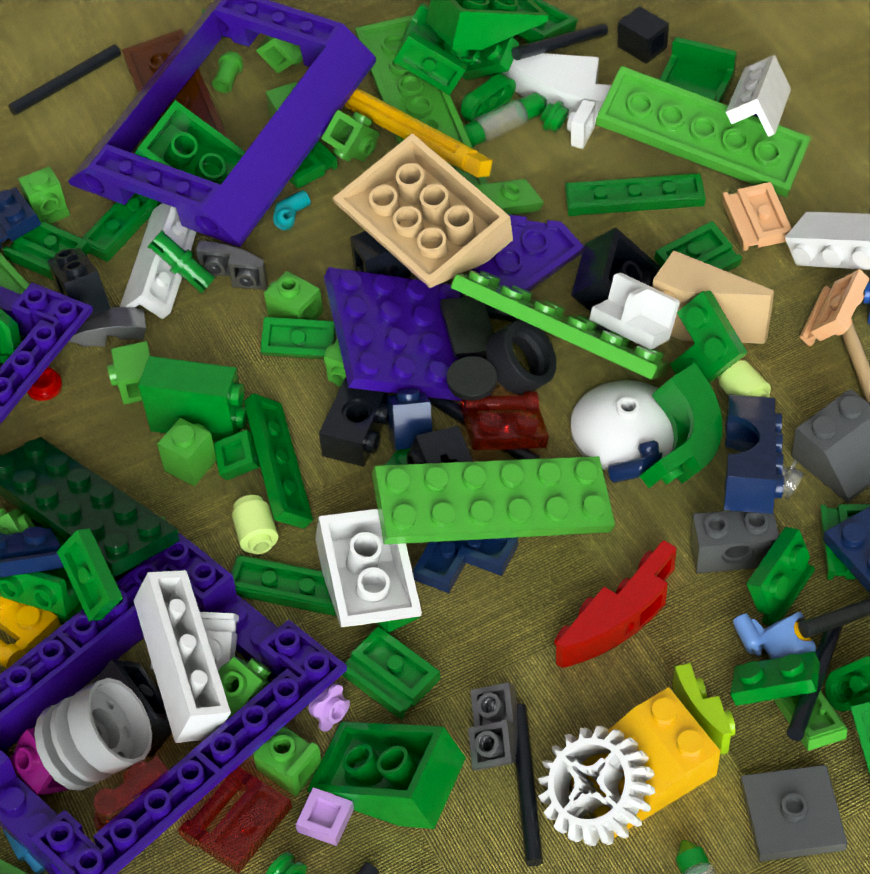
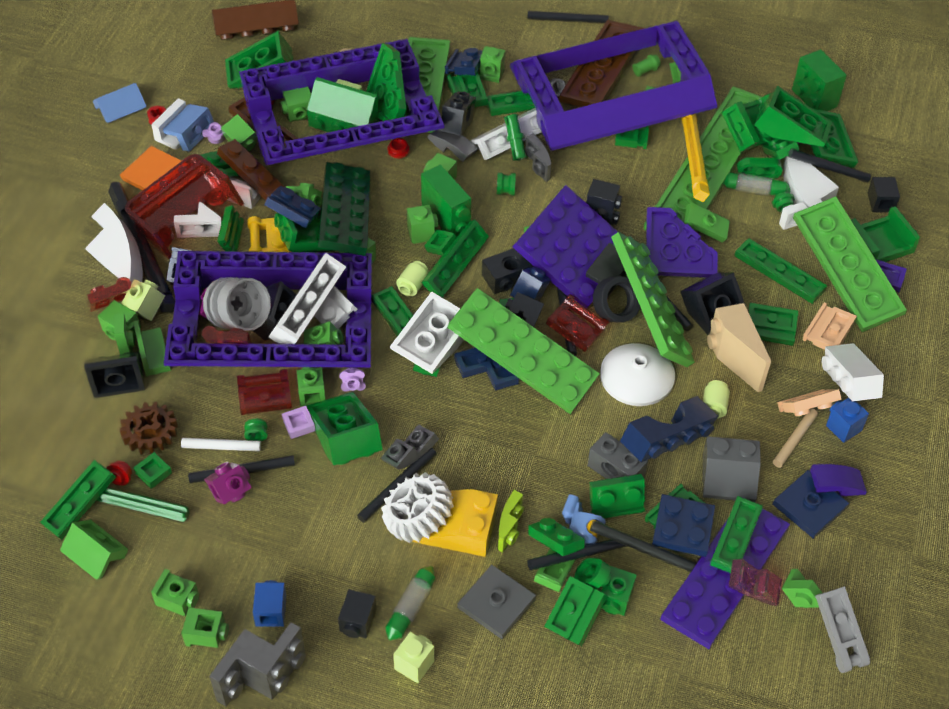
camera: 40 degrees right, 0 degrees up
(89, 574) = (309, 231): green plate -> none
(190, 145) = (572, 83): green slope -> none
(230, 325) = (506, 184): none -> green wheel
(286, 210) = (595, 151): teal arm -> none
(293, 298) = (544, 191): bright green brick -> none
(296, 337) = (524, 208): green plate -> none
(351, 136) = (665, 136): bright green brick -> none
(390, 672) = (395, 388): green plate -> none
(426, 213) = (638, 193): tan slope -> none
(471, 378) = (578, 289): pearl dark grey piece -> none
(617, 616) = (517, 449): red slope -> none
(635, 467) = (612, 393): dark blue arm -> none
(637, 312) = (694, 321): white panel -> none
(695, 425) = (669, 392): green arch -> none
(714, 338) = (715, 366): green plate -> none
(761, 92) = (903, 269): white panel -> none
(791, 479) = (679, 459): clear plate -> none

